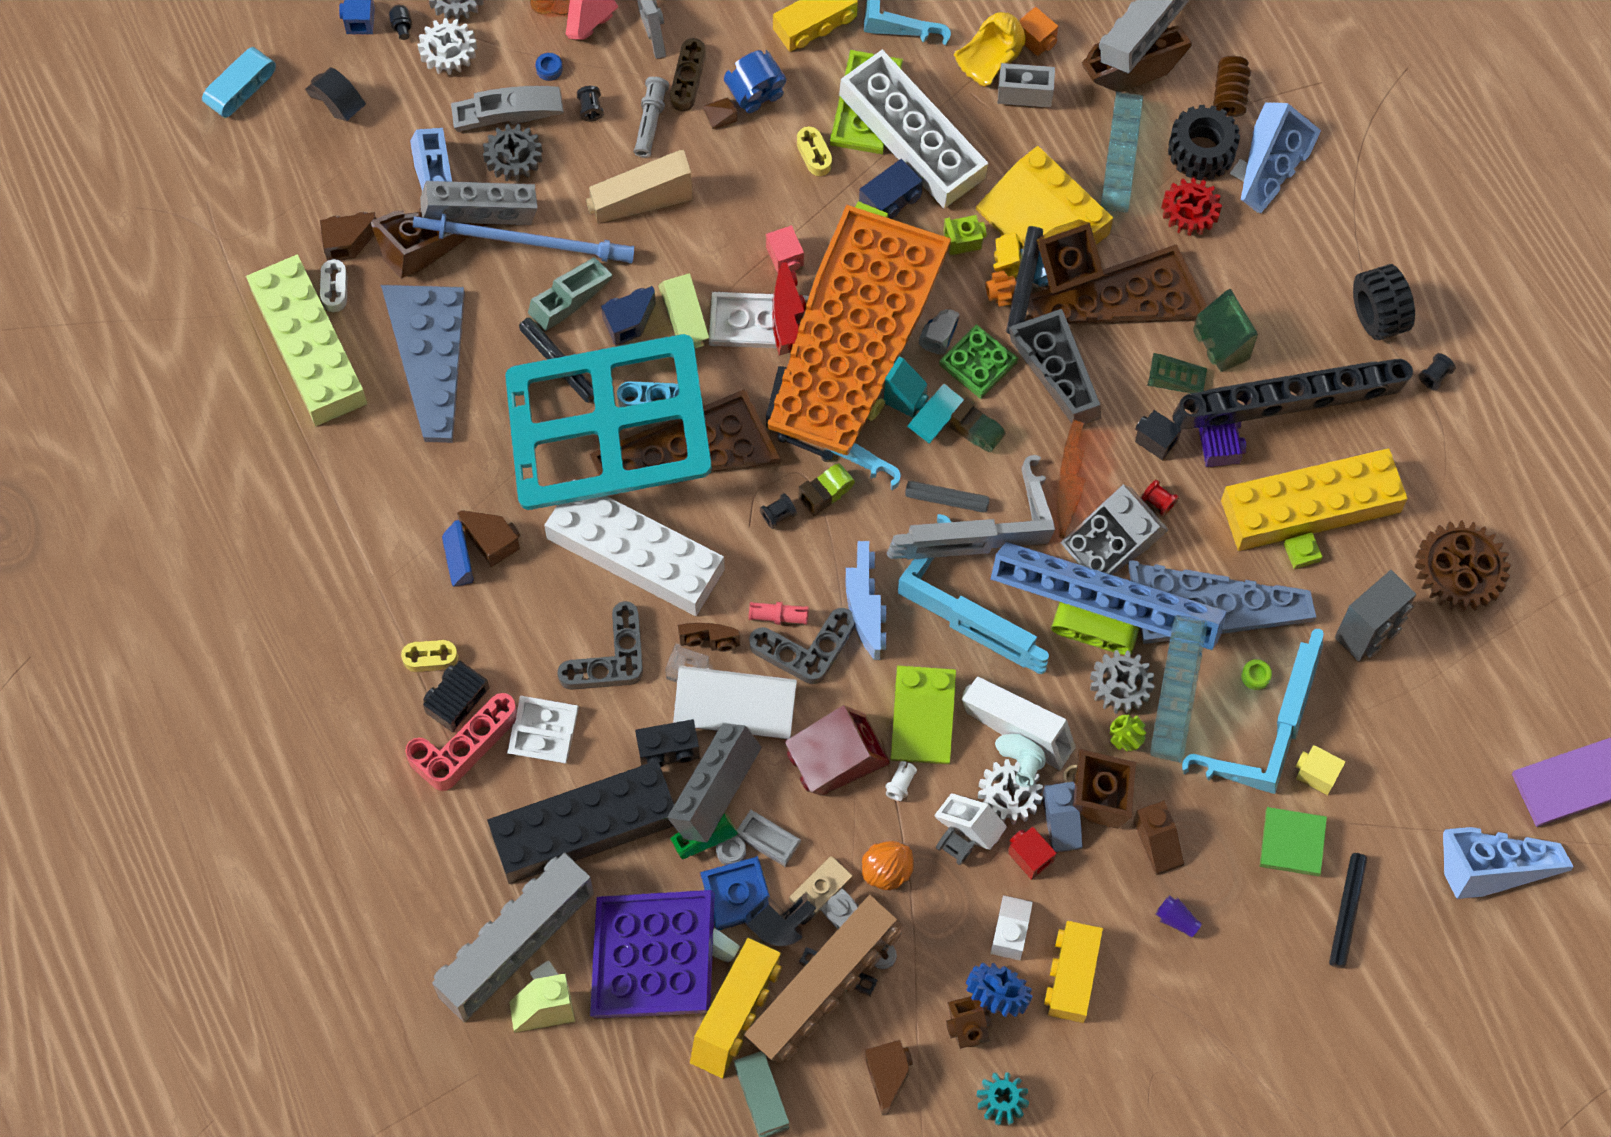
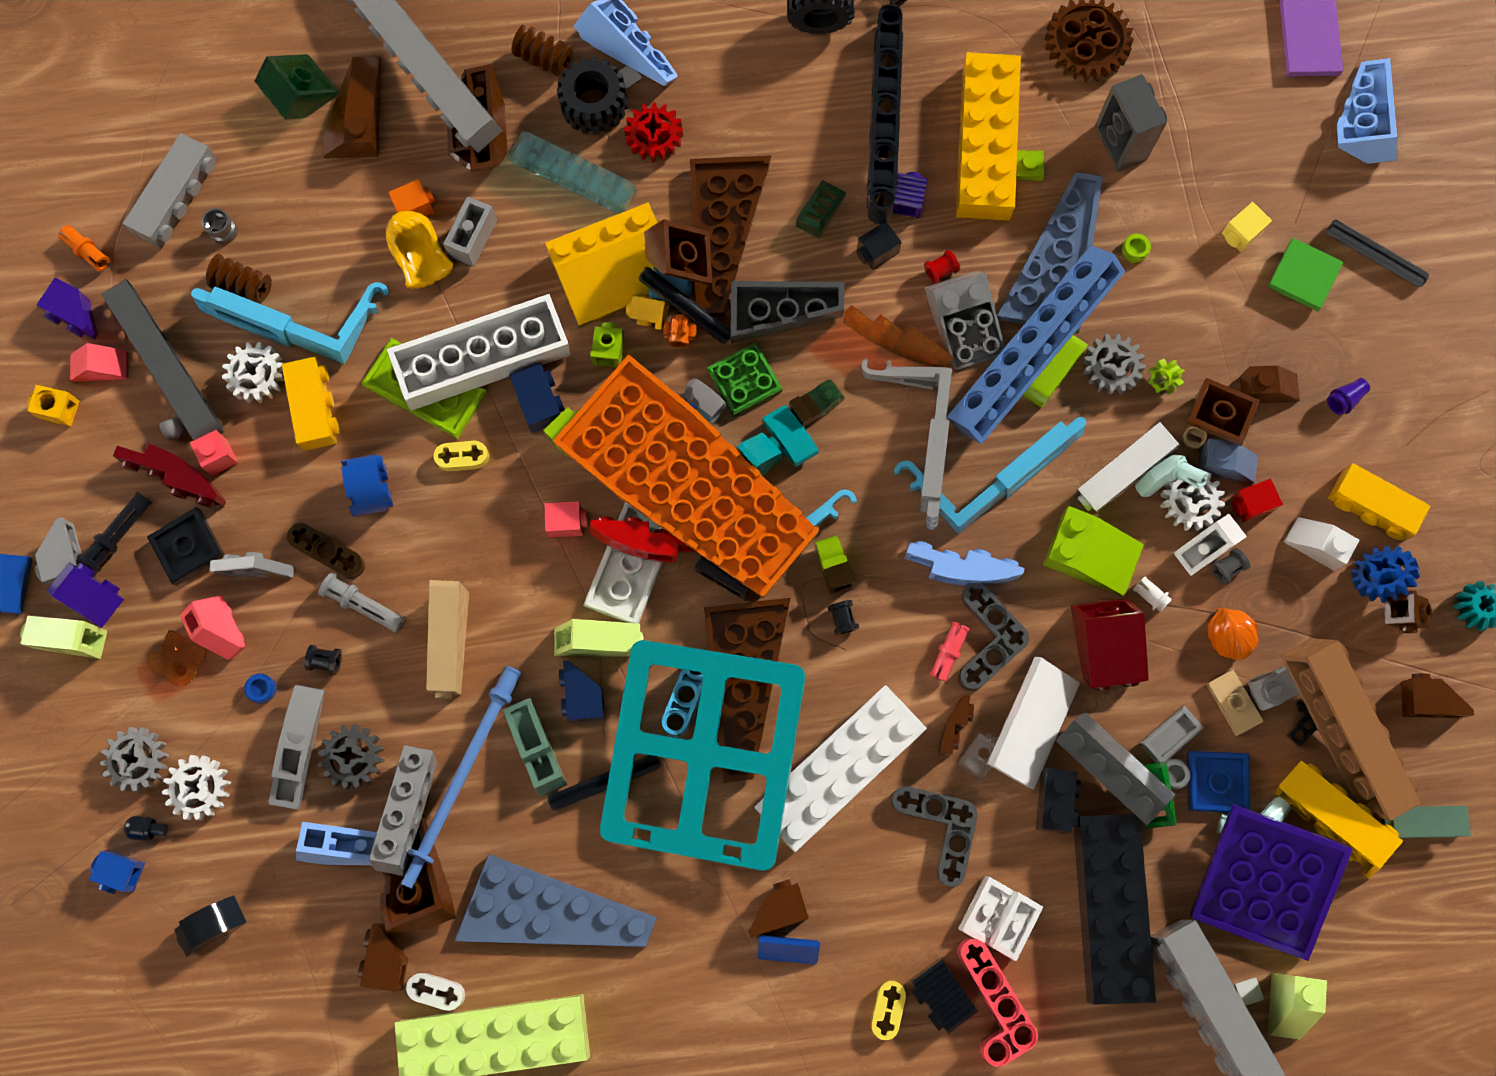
camera: 70 degrees left, 10 degrees up
(238, 82) = (150, 1028): medium azure beam -> none
(721, 113) = (382, 532): reddish brown slope -> none
(777, 926) = (1270, 751): black brick -> none
(947, 496) = (876, 455): dark grey axle -> none
(1178, 688) = (1149, 313): clear light blue beam -> none
(1226, 332) = (799, 147): clear green slope -> none
(1287, 725) = (1193, 235): medium azure hinge -> none

